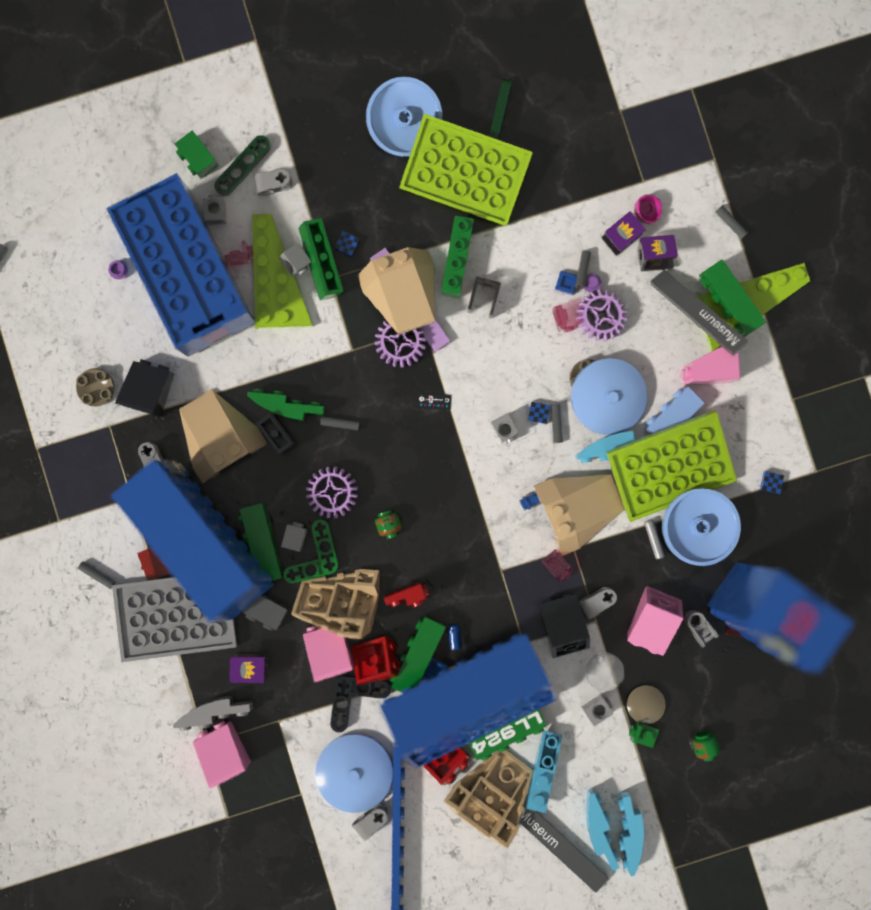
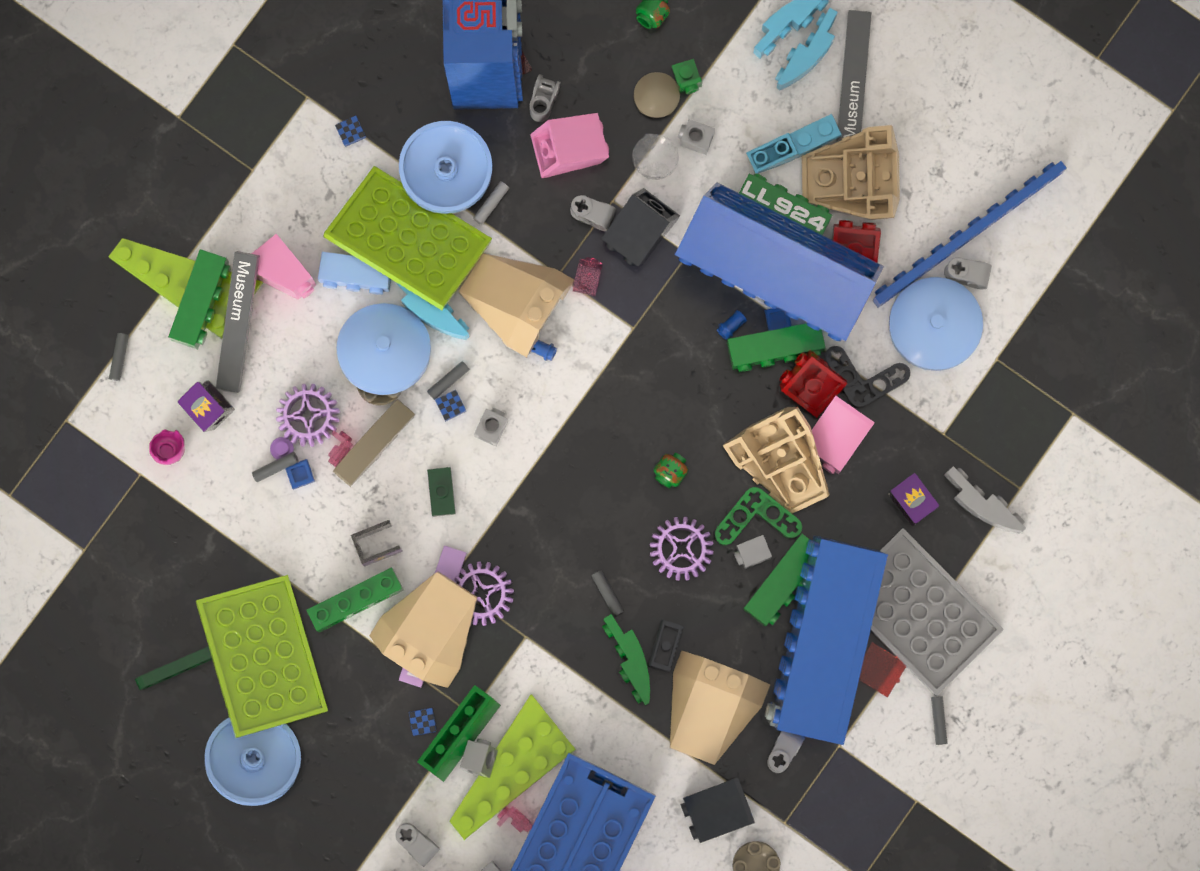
camera: 125 degrees left, 5 degrees down
(221, 753) = (1014, 464): bright pink slope -> none
(267, 611) = (845, 522): dark grey brick -> none
(412, 594) = (719, 394): red plate -> none
(434, 401) = (516, 517): black sticker -> none
(486, 365) = (441, 491): none -> dark green plate
(551, 344) = (373, 443): none -> dark tan slope
(623, 233) = (210, 453): dark purple piece -> none

